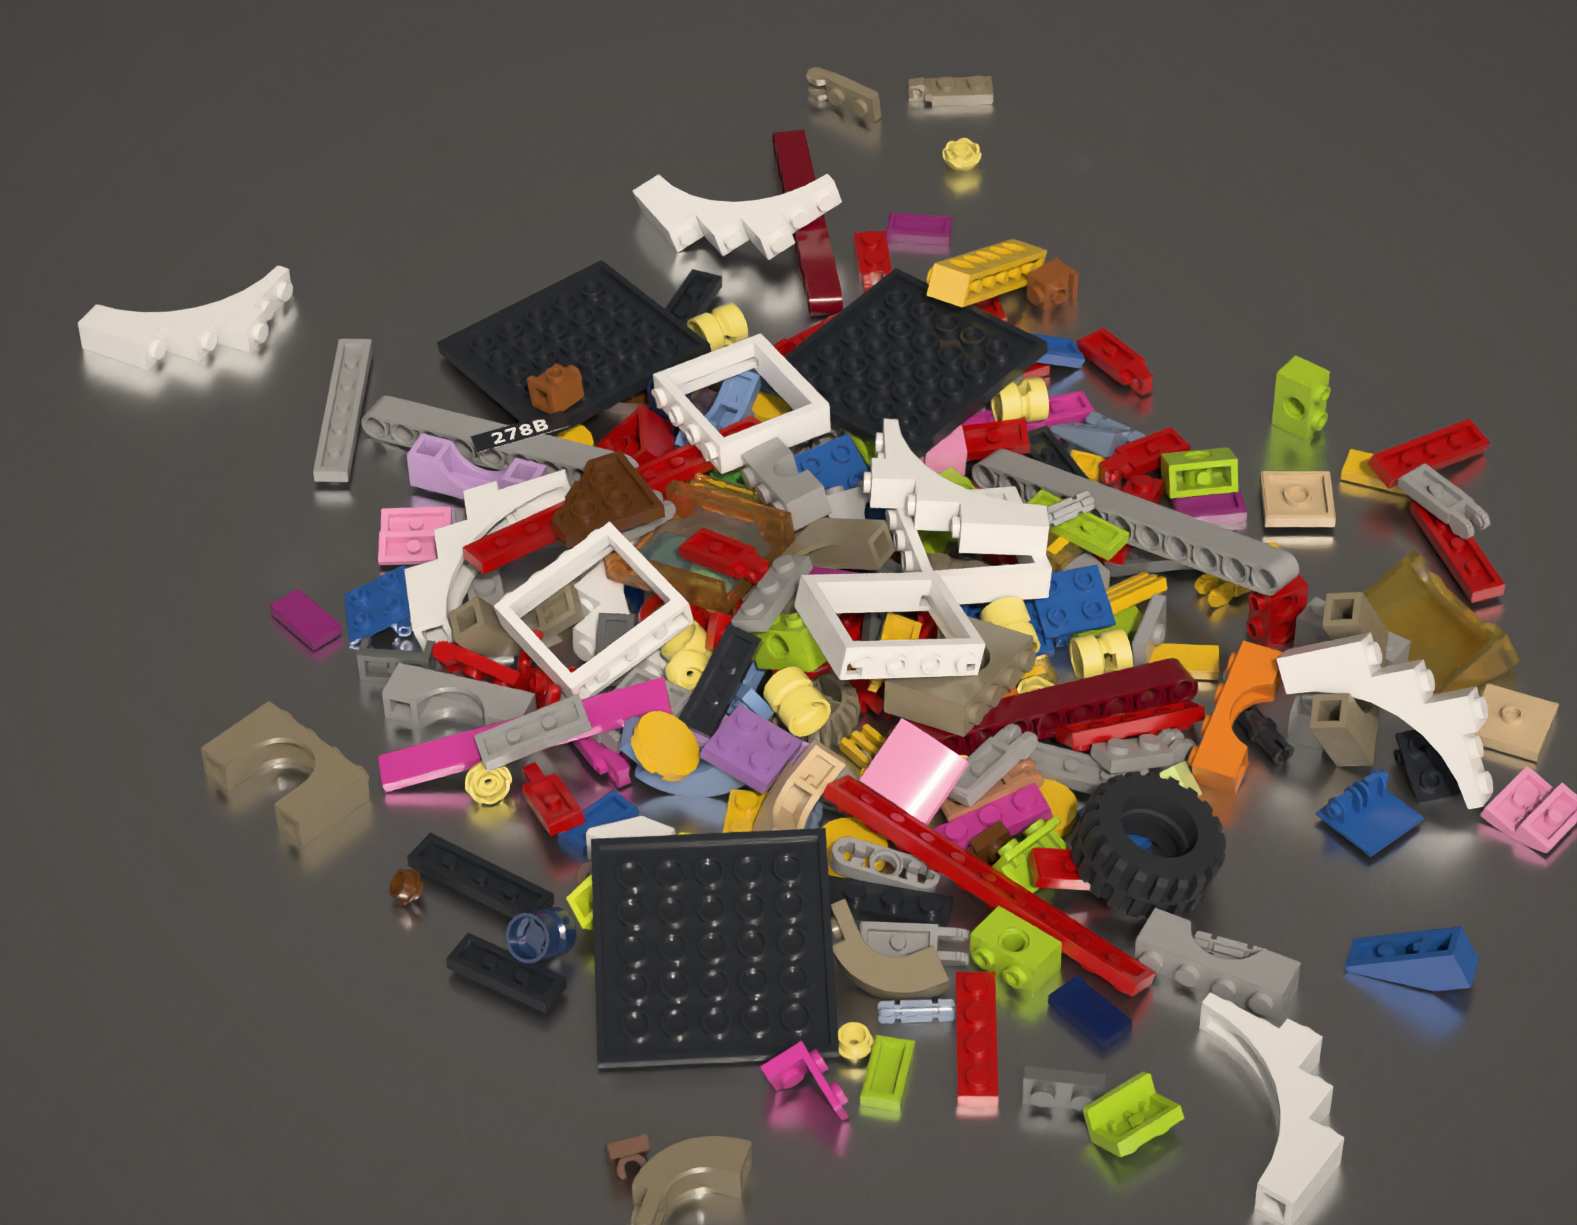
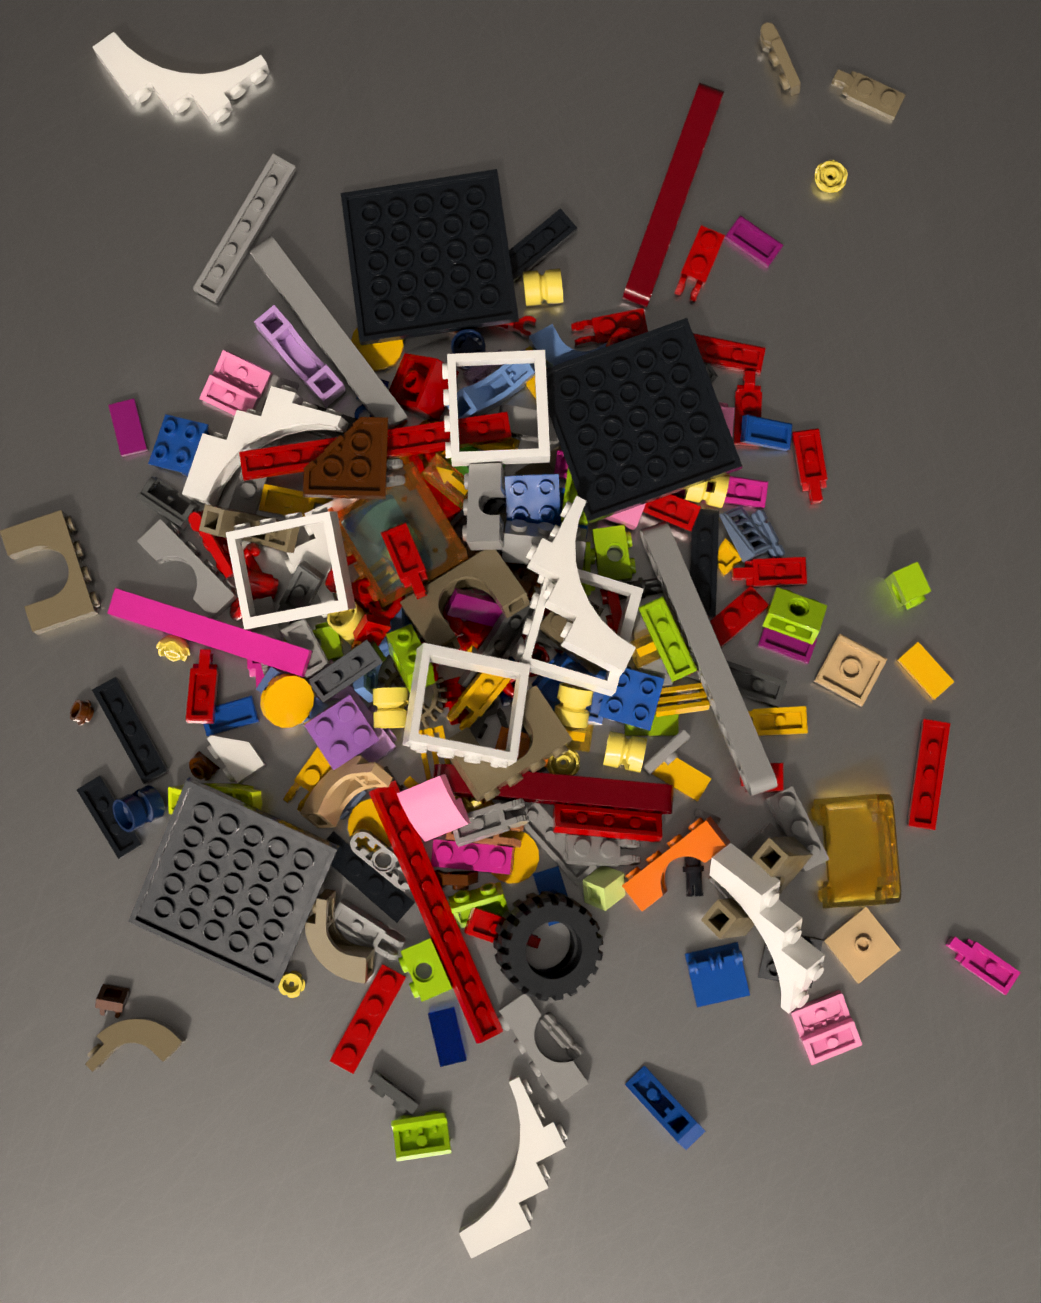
camera: 25 degrees right, 40 degrees up
(519, 431) = (342, 337): black sticker -> none
(533, 732) = (207, 645): light grey plate -> none
(556, 388) = (386, 319): dark orange brick -> none
(682, 663) = (335, 643): light yellow plate -> none
(728, 225) = (631, 198): white arch -> none
(772, 593) = (413, 621): light grey plate -> none
(791, 1065) = (251, 999): dark pink bracket -> none
(887, 1073) = (300, 1016): lime tile -> none
(916, 1010) = (358, 988): axle -> none
(984, 272) = (753, 352): yellow brick -> none
(1052, 284) = (809, 362): dark orange brick -> none
(1069, 508) = (659, 633): light grey axle -> none
(1435, 449) = (964, 682): red plate -> none
(1444, 500) = (941, 736): light grey hinge -> none

